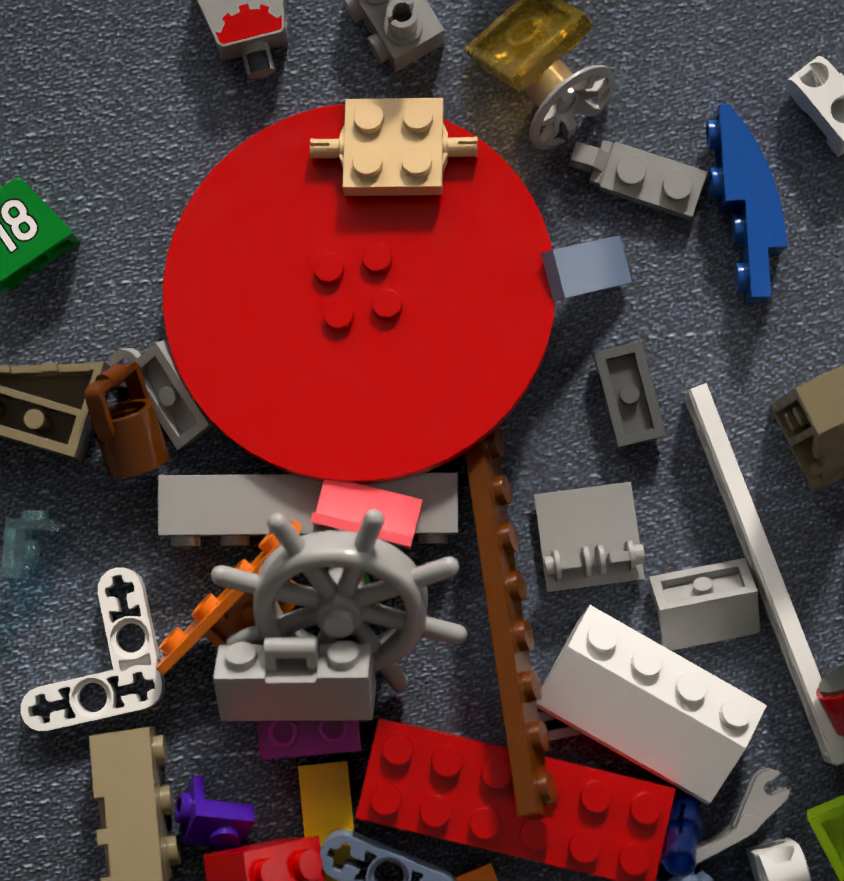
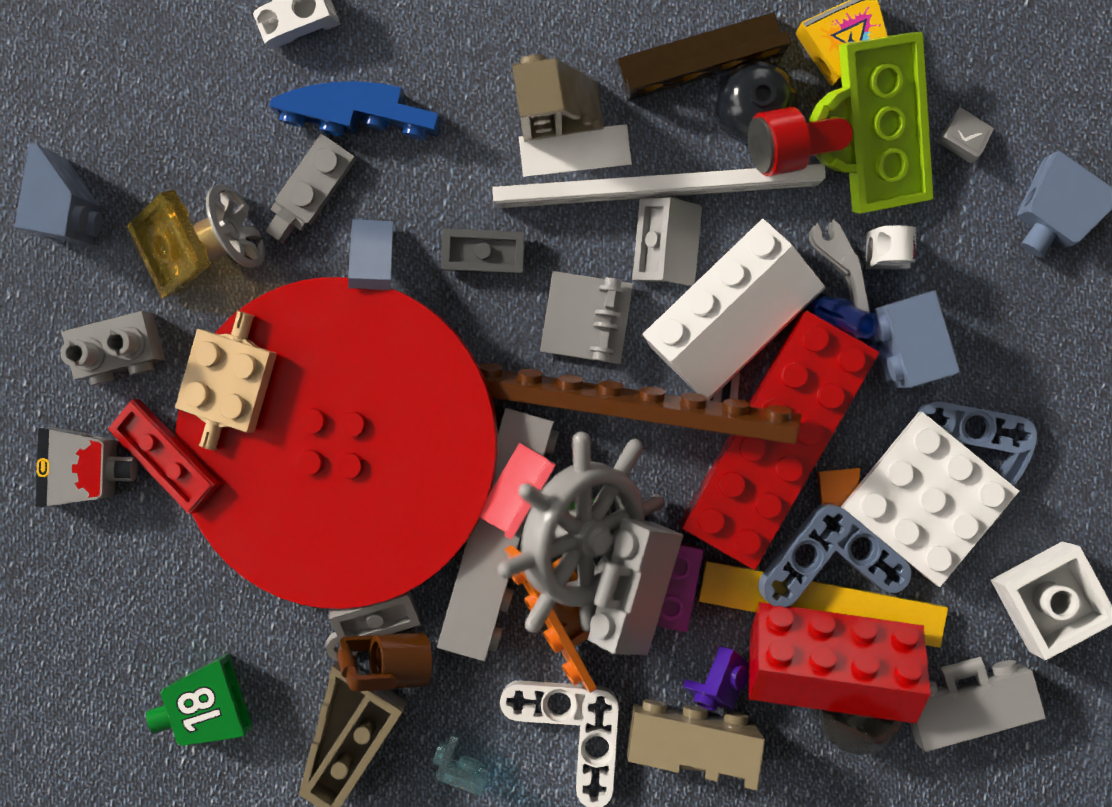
camera: 70 degrees left, 5 degrees up
(286, 103) = (164, 456): none -> red tile
(776, 469) = (576, 151): none -> white sticker

